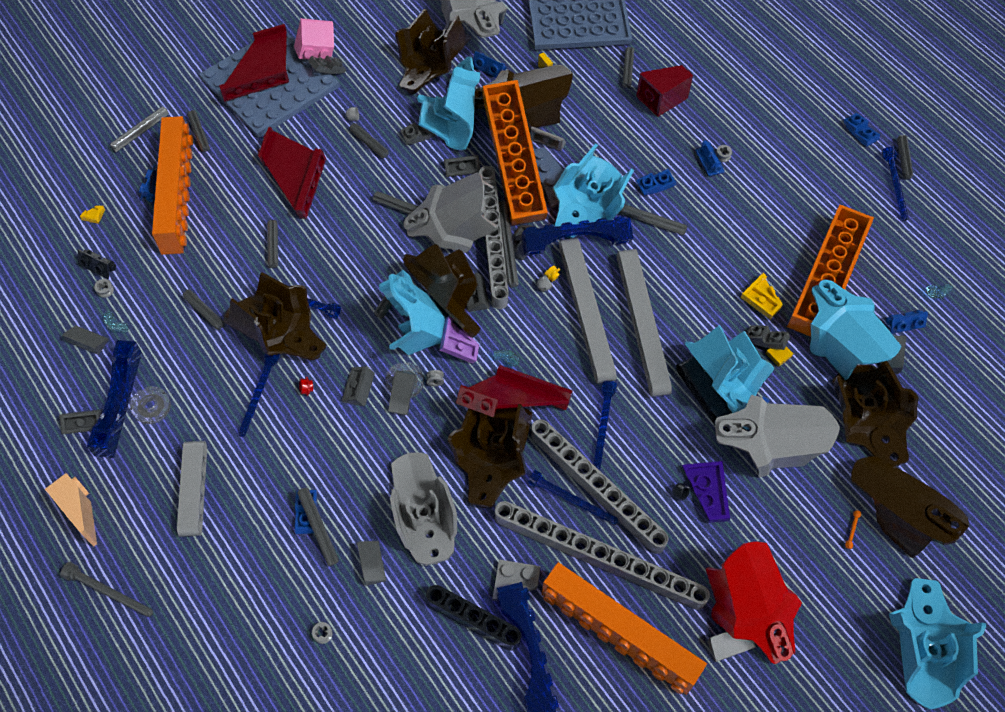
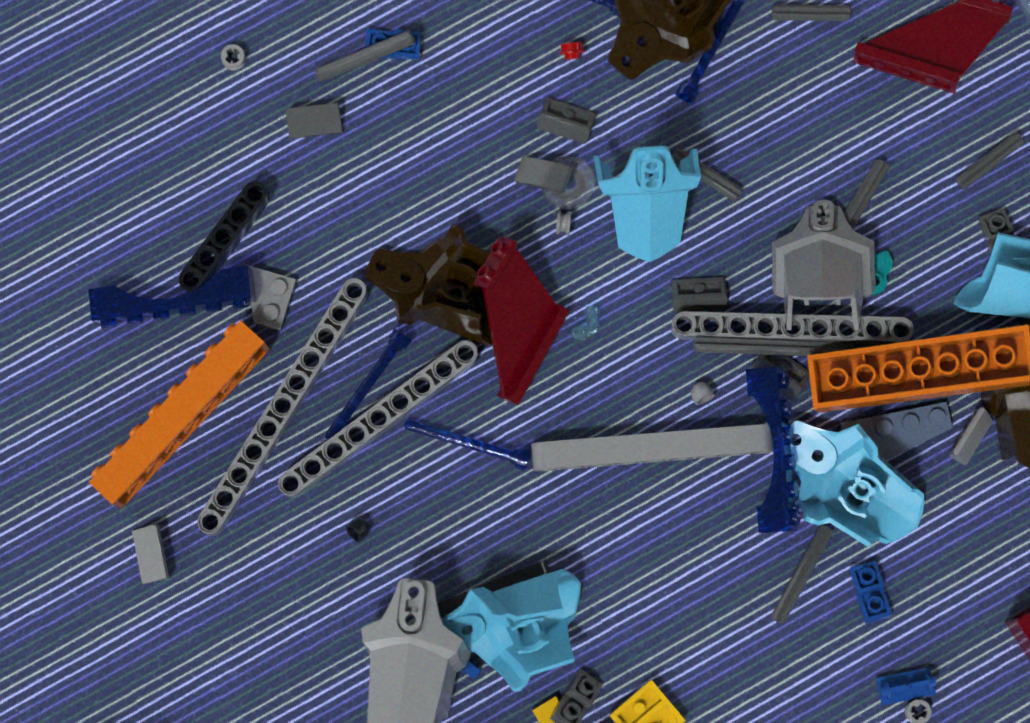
camera: 100 degrees right, 20 degrees up
(422, 507) = (376, 184): light grey piece -> none
(447, 281) = (703, 249): dark brown piece -> none
(458, 342) = (612, 257): medium lavender wing -> none
(461, 165) = (930, 297): dark grey slope -> none
(552, 273) = (717, 406): yellow plate -> none
(644, 323) = (623, 526): light grey beam -> none
(710, 489) = (355, 570): dark purple wing -> none
(755, 600) = (185, 592): red piece -> none

